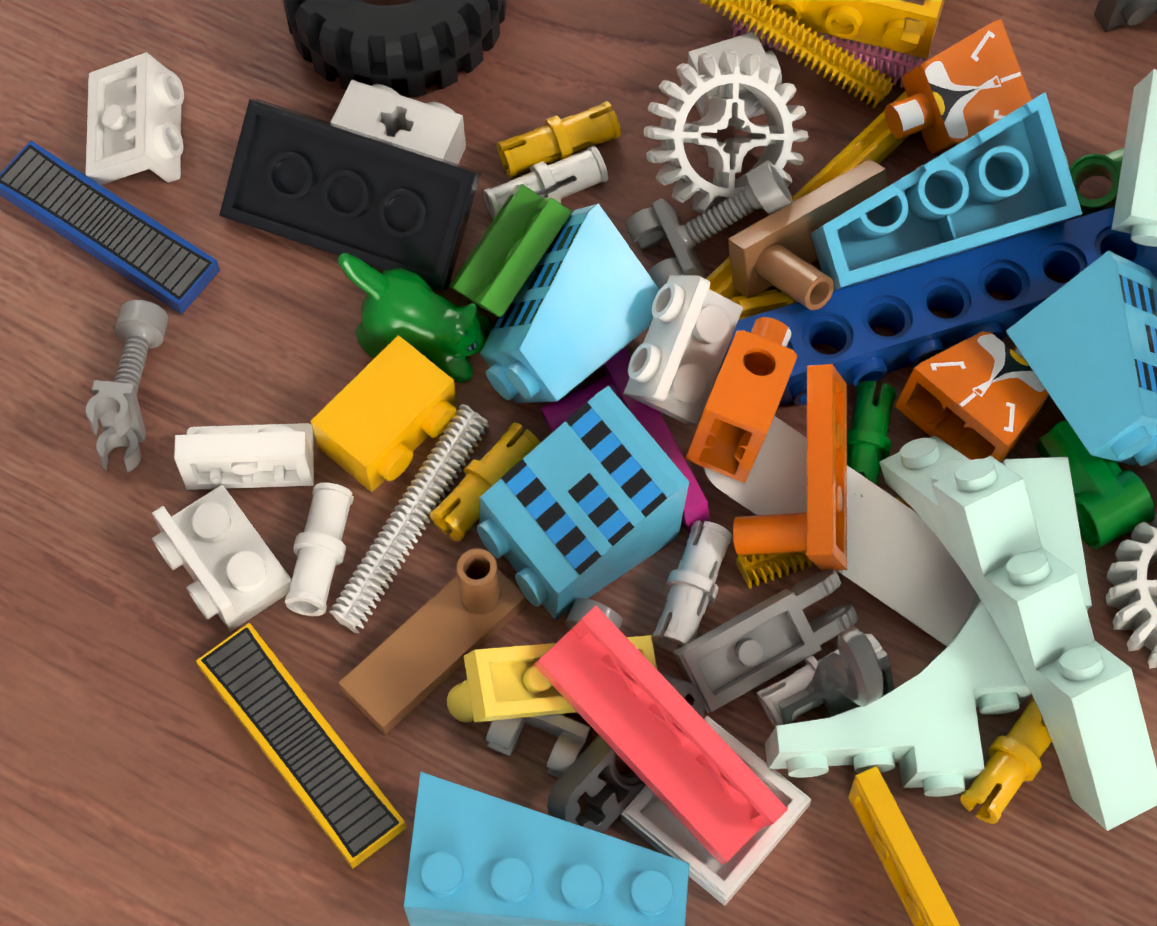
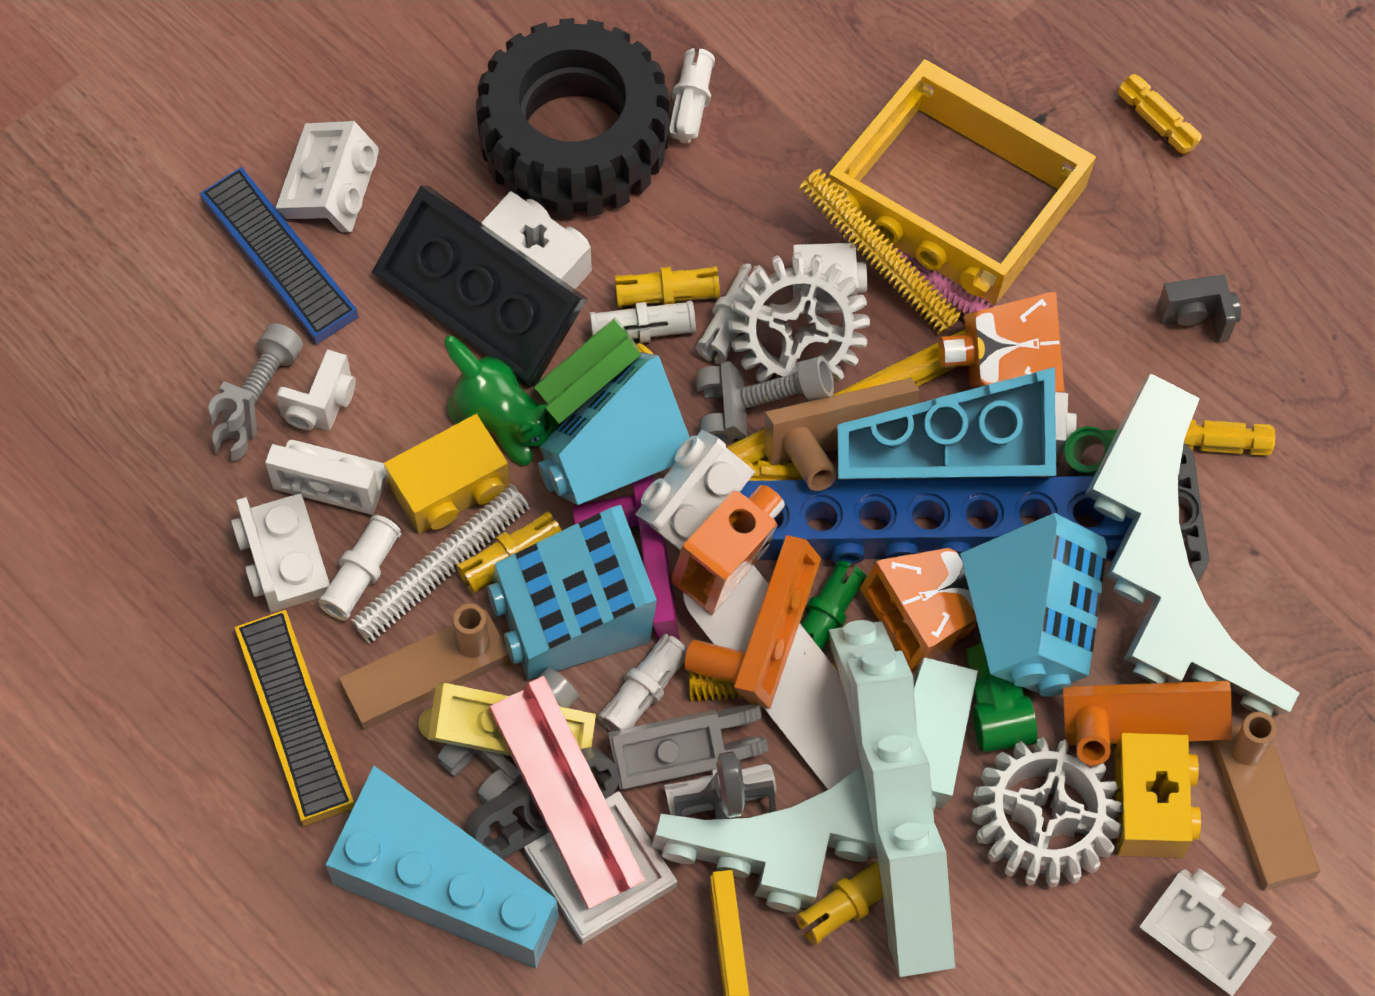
camera: 15 degrees right, 0 degrees up
(211, 382) = (329, 391): none -> white bracket
(636, 170) = (717, 335): none -> white pin

